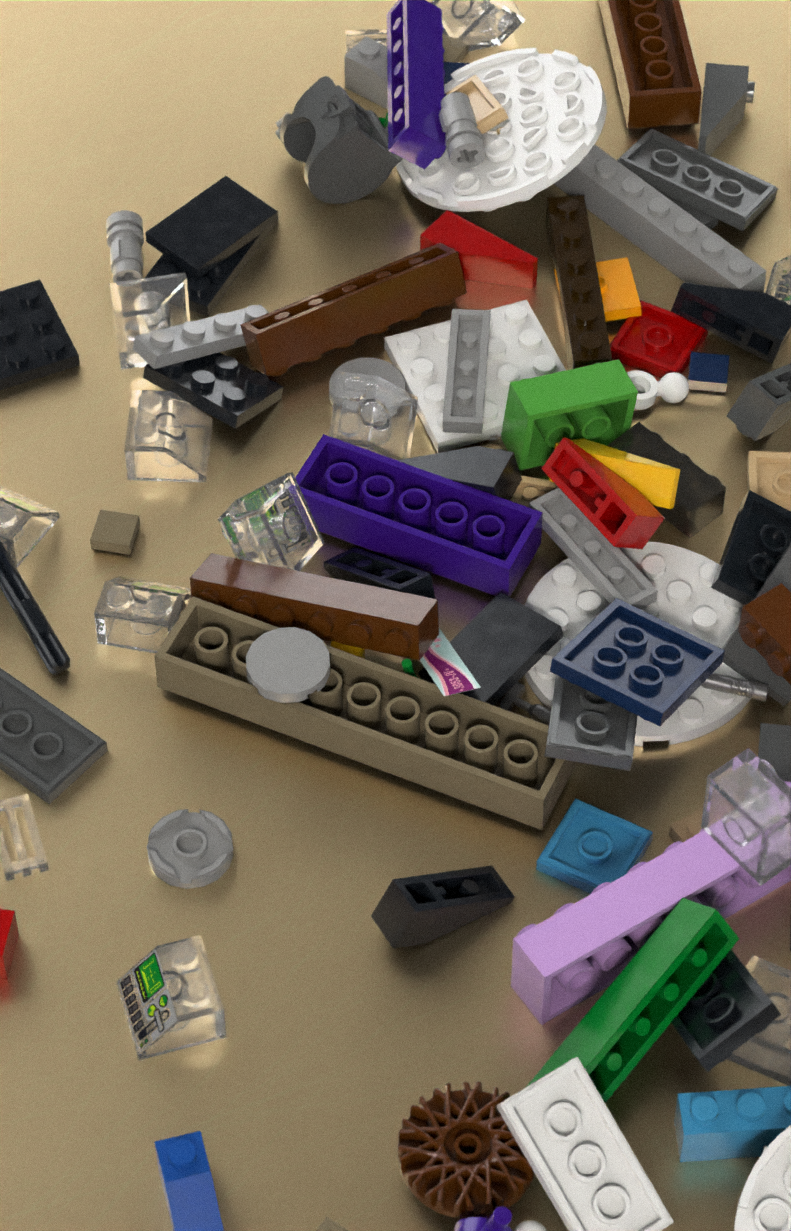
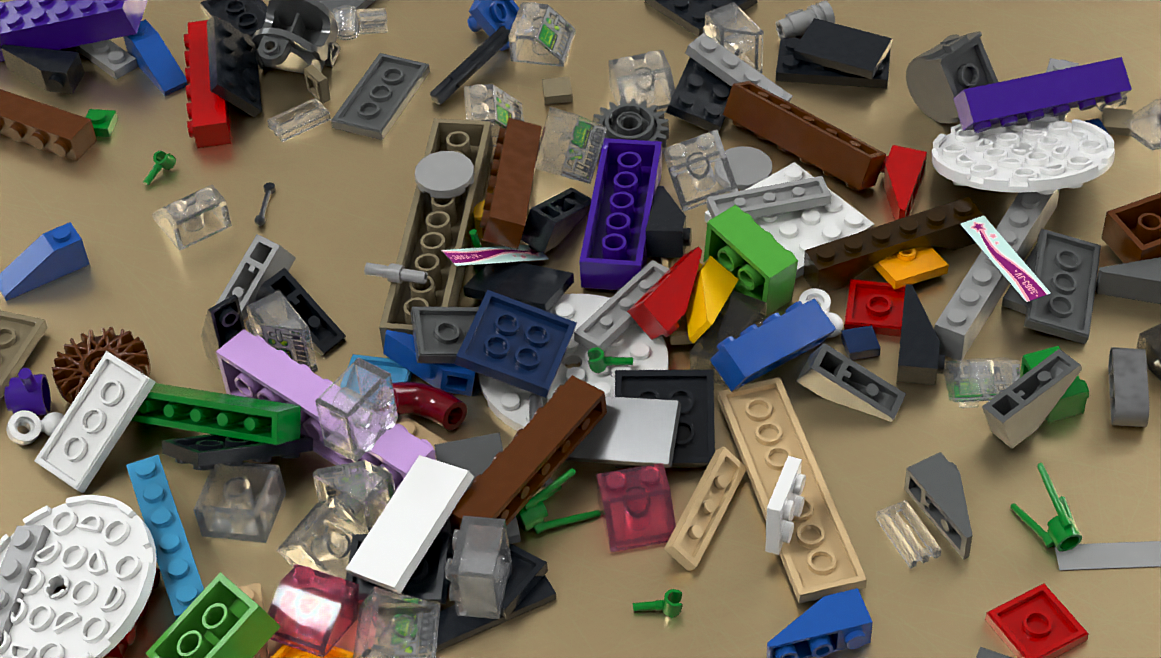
camera: 75 degrees right, 5 degrees down
(40, 1031) = (161, 161): none -> green hand
(149, 902) = (269, 188): none -> black hinge
(190, 848) = (314, 194): light grey tile -> none
(243, 465) = (634, 122): none -> dark grey gear
(356, 946) = (257, 266): none -> light grey slope
(462, 756) = (396, 273): none -> light grey bar
(463, 138) = (994, 122): light grey axle -> none
(479, 980) = (220, 326): none -> black slope
(486, 108) = (1035, 131): tan tile -> none
(492, 913) = (282, 328): none -> clear slope
(591, 783) = (446, 376): none -> blue slope
(661, 794) = (429, 403): none -> dark red cylinder
(668, 197) = (1005, 259): none -> sticker
(670, 594) = (599, 363): none -> green hand
(712, 434) = (772, 344): none -> blue brick

